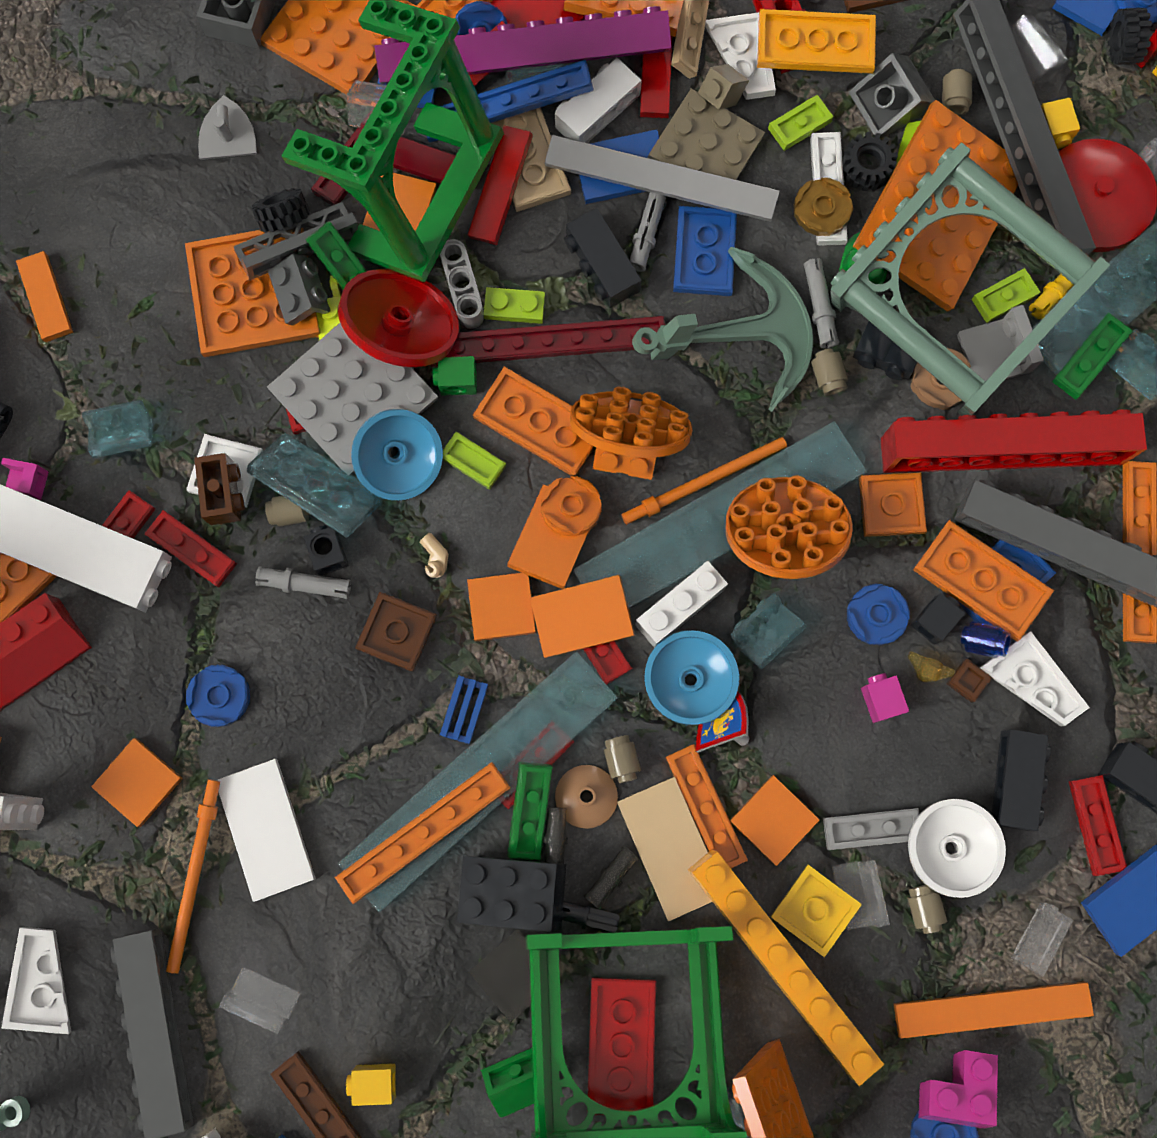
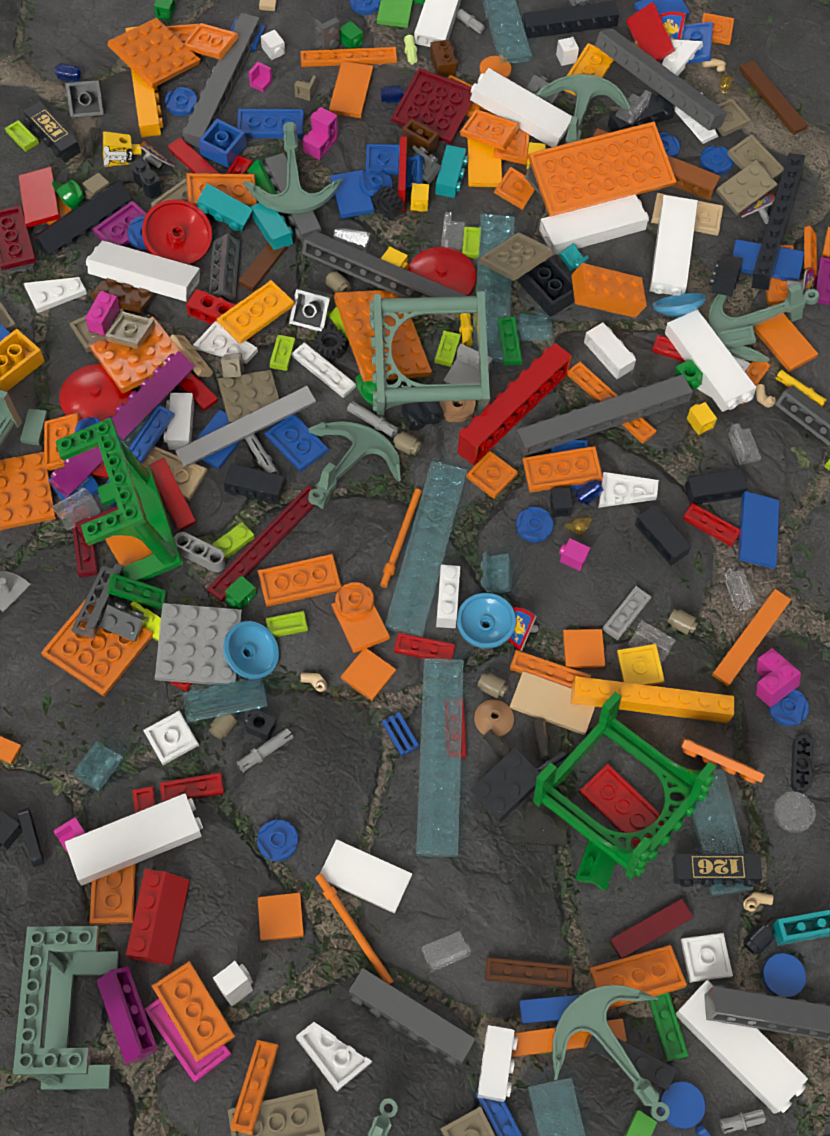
camera: 50 degrees left, 15 degrees down
(218, 489) = (181, 741): reddish brown brick -> none
(280, 210) = (76, 594): black tyre -> none
(372, 1084) = (535, 932): yellow brick -> none
(396, 631) = (332, 729): reddish brown plate -> none
(398, 318) = (188, 589): red dish -> none
(422, 833) = (440, 800): orange tile -> none
(529, 811) = (476, 744): green tile -> none
(582, 616) = (410, 641): orange tile -> none
(630, 431) = (349, 544): orange bracket -> none
(788, 527) = (461, 518): orange bracket -> none
(823, 207) = (330, 378): pearl gold tile -> none
(969, 680) = (600, 516): reddish brown tile -> none
(977, 848) = (671, 575): white dish -> none

